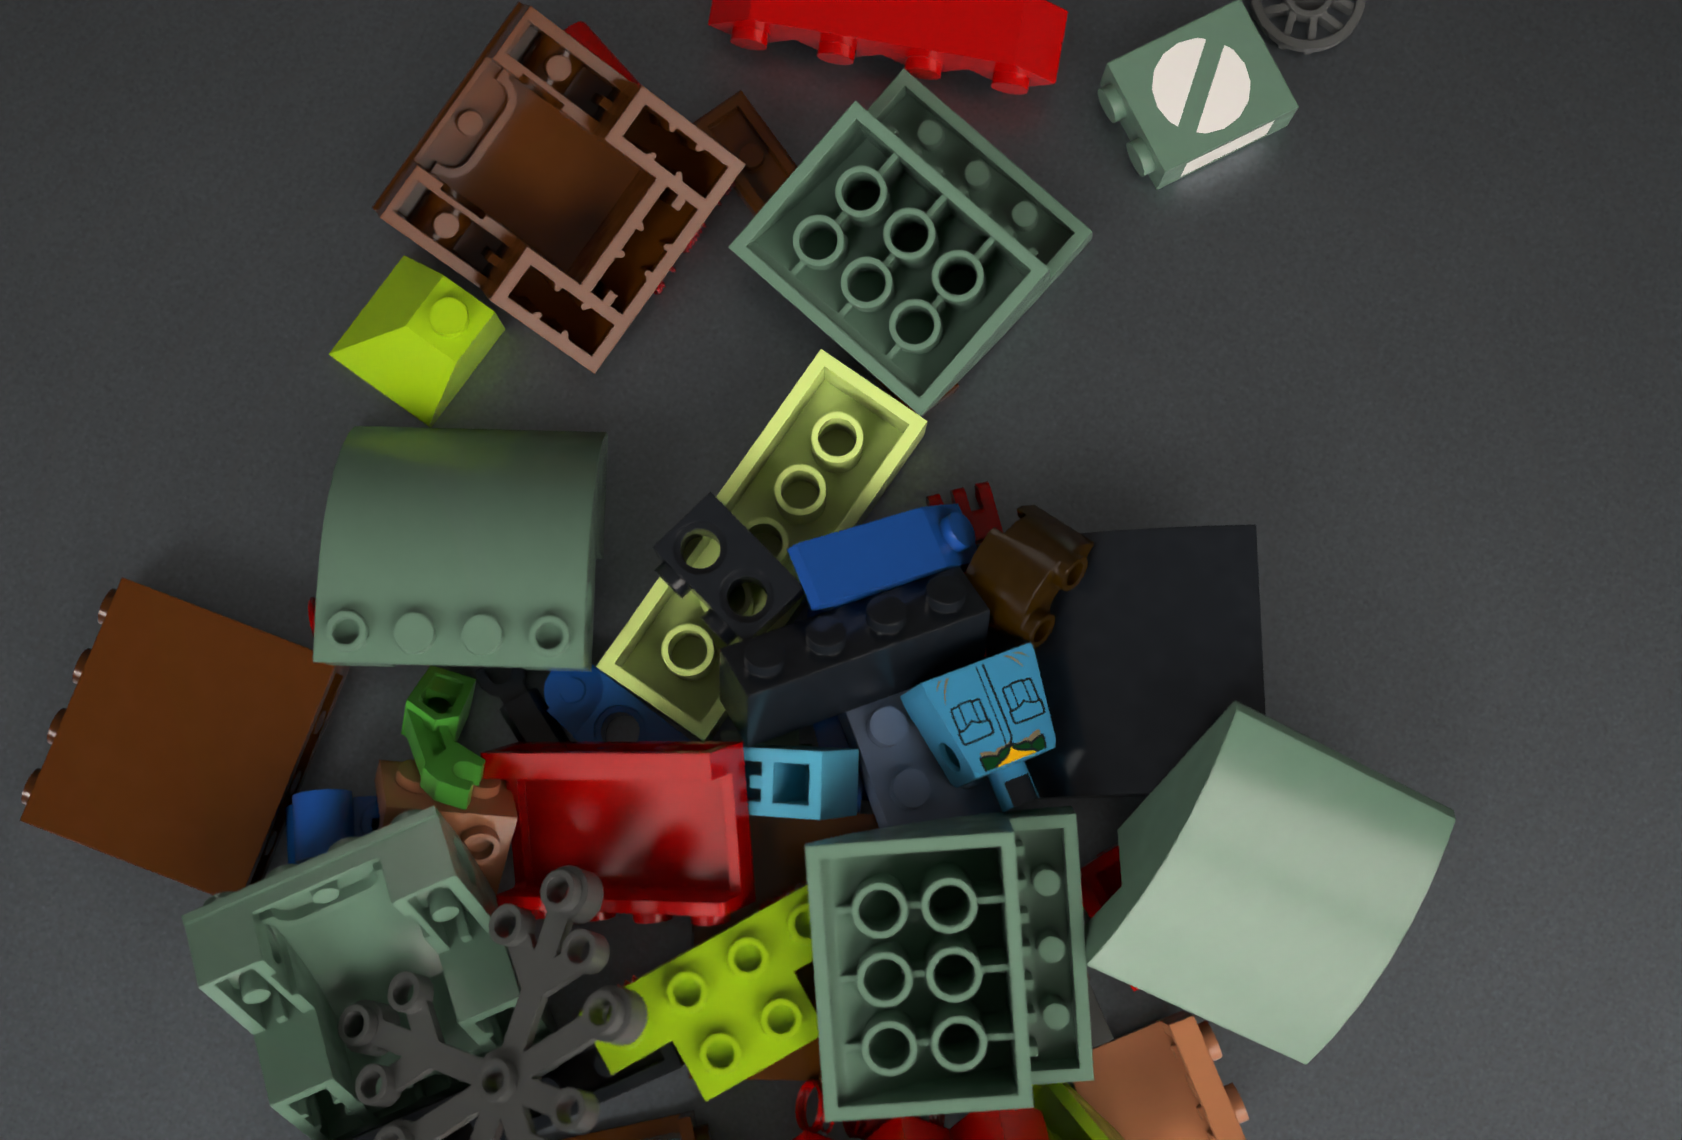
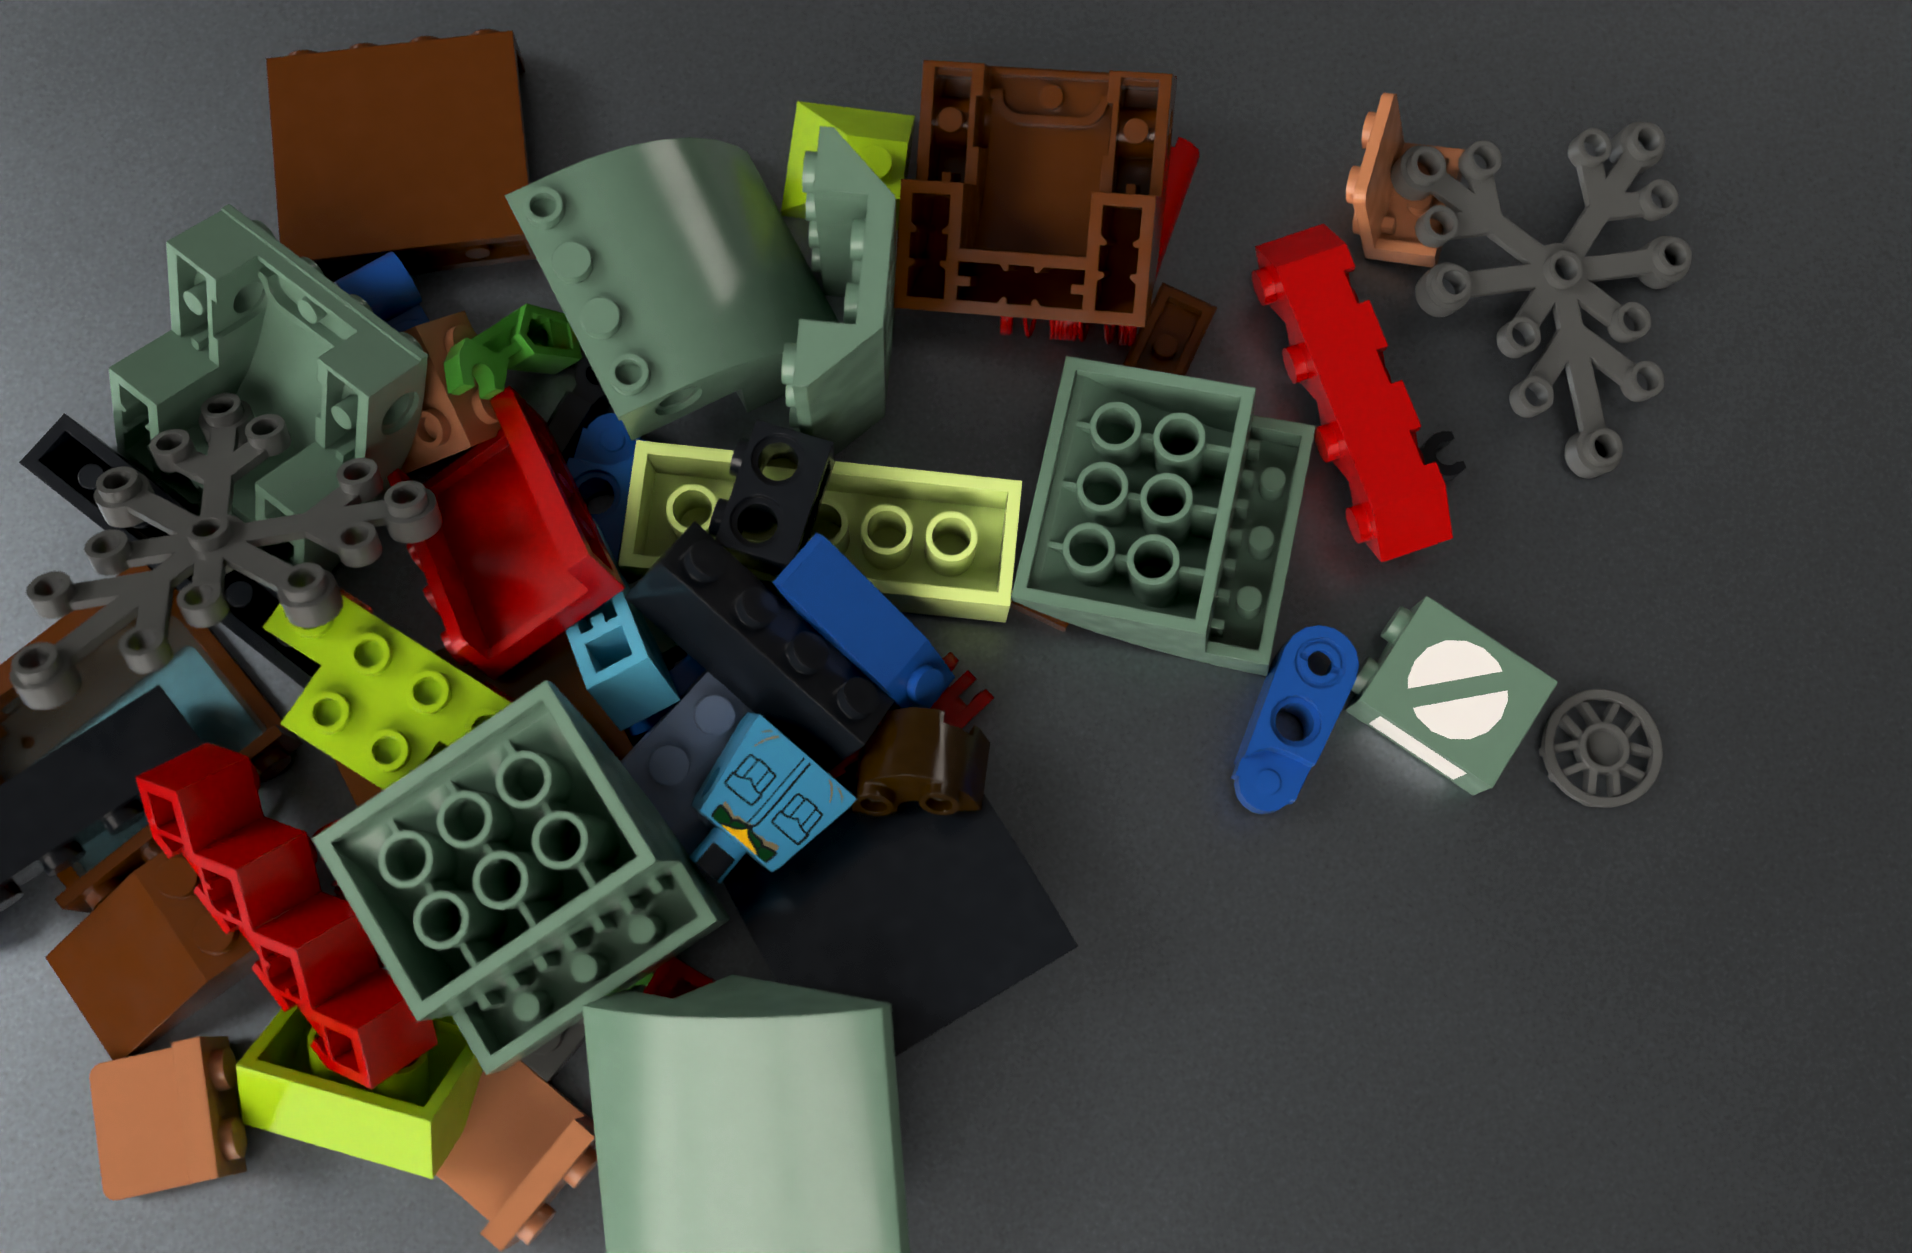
camera: 55 degrees right, 5 degrees down
(525, 360) = (836, 369): none -> sand green slope
(1175, 283) = (1267, 764): none -> blue piece

